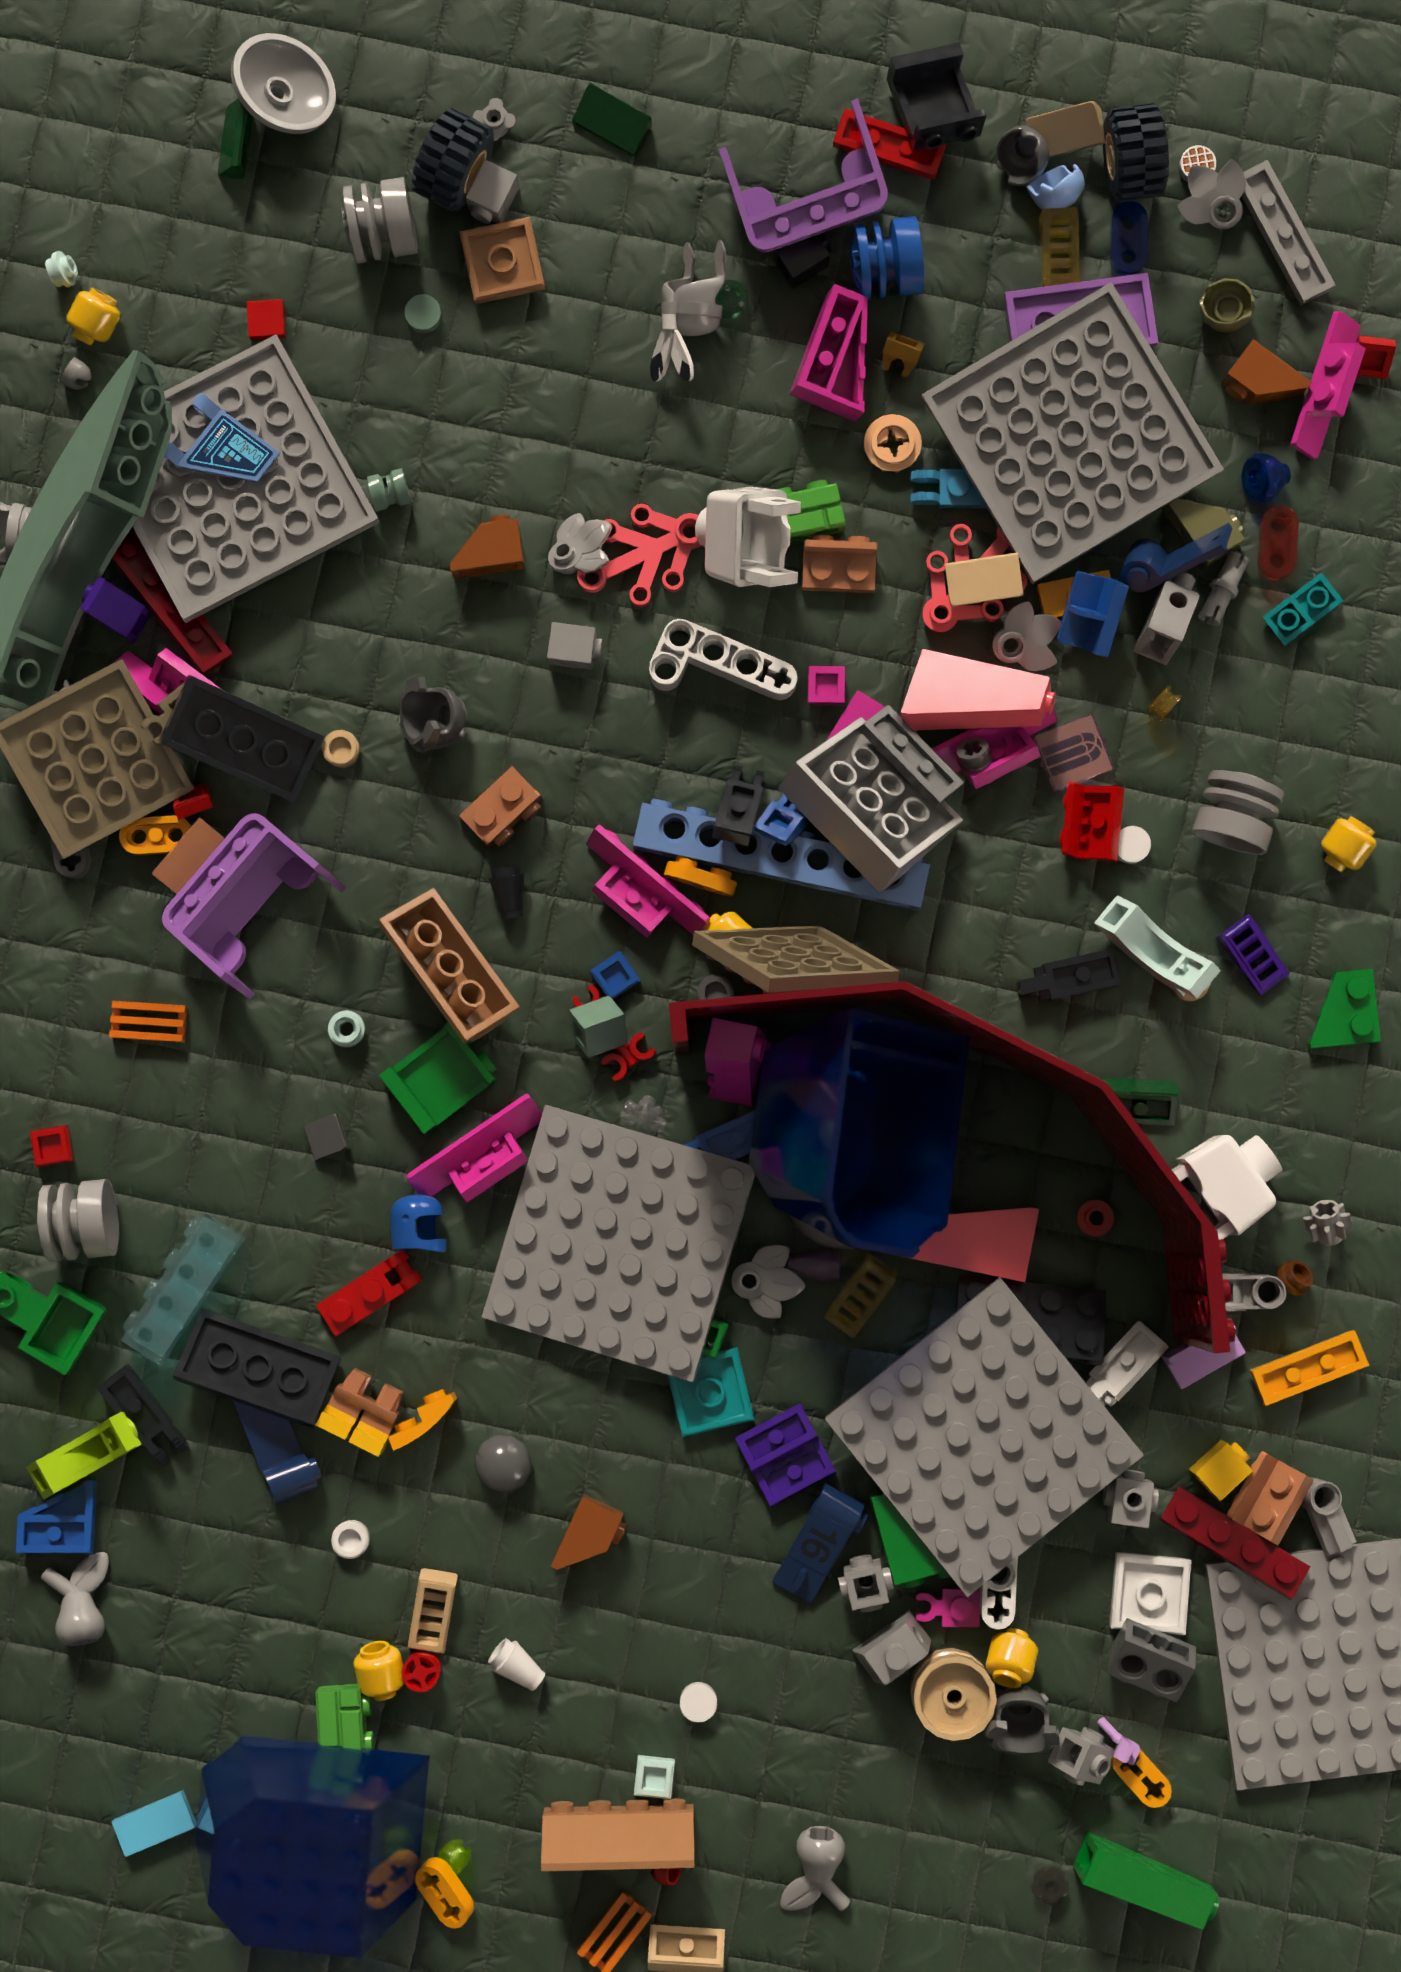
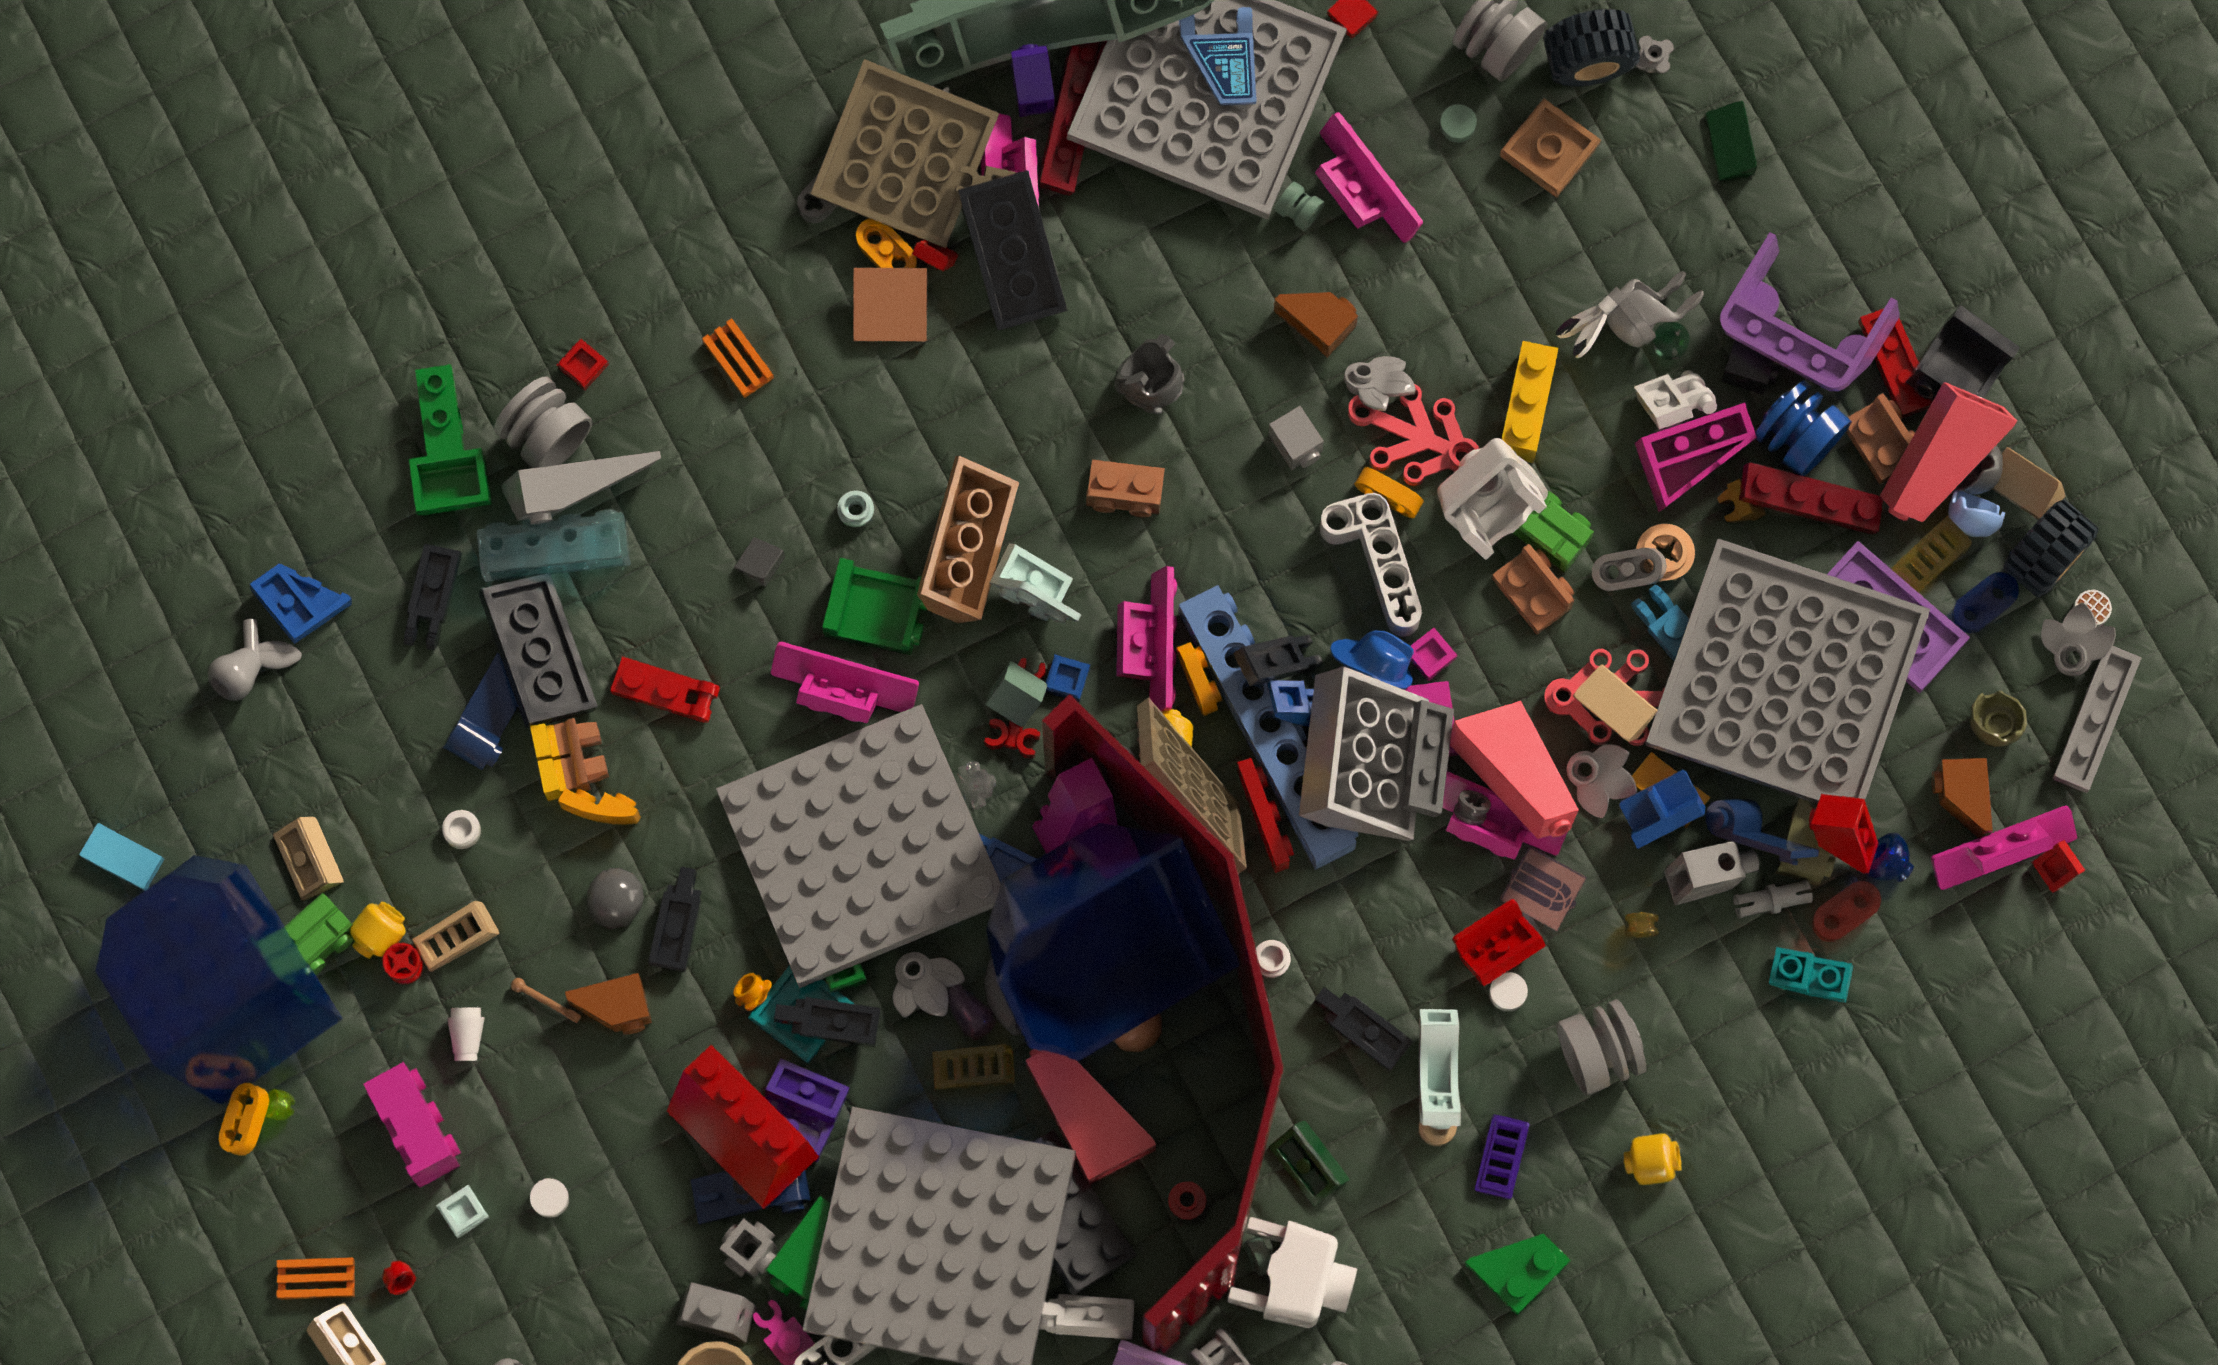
camera: 50 degrees right, 10 degrees down
(84, 1455) = (366, 576): lime arch -> none
(141, 1252) = (551, 489): none -> light grey wedge
(233, 888) = (892, 337): medium lavender windscreen -> none
(274, 1676) = (308, 857): none -> tan slope
(341, 748) = (1069, 332): tan tile -> none
(404, 1223) = (740, 673): blue helmet -> none
(411, 427) = (1361, 182): none -> dark pink bracket
(492, 193) = (1594, 98): light grey brick -> none
(508, 889) = (1065, 542): black cone -> none
(512, 1593) = (519, 985): none -> medium nougat hinge
(524, 943) = (1035, 583): none -> light aqua bracket
(556, 1765) = (413, 1124): none -> dark pink wedge
(564, 1433) = (676, 924): none -> black hinge
(618, 1836) = (396, 1214): medium nougat slope -> none
(664, 1418) = (751, 991): none -> light orange plate
(682, 607) = (1397, 495): none -> light orange beam
(686, 437) = (1529, 399): none -> yellow arch
(740, 1377) = (831, 1020): none -> black hinge
(768, 1516) = (739, 1127): none -> red slope
(779, 342) = (1672, 401): none -> white plate
(796, 729) = (1377, 656): none -> blue piece
(848, 914) = (1265, 814): none -> red plate
(886, 480) = (1630, 568): none -> light grey plate
(941, 204) = (1880, 436): none -> nougat bracket
(944, 298) = (1810, 498): none -> dark red plate
(964, 997) = (1273, 958): none -> white plate
(996, 167) = (1944, 450): none -> coral slope
(1225, 491) = (1845, 830): none -> red slope

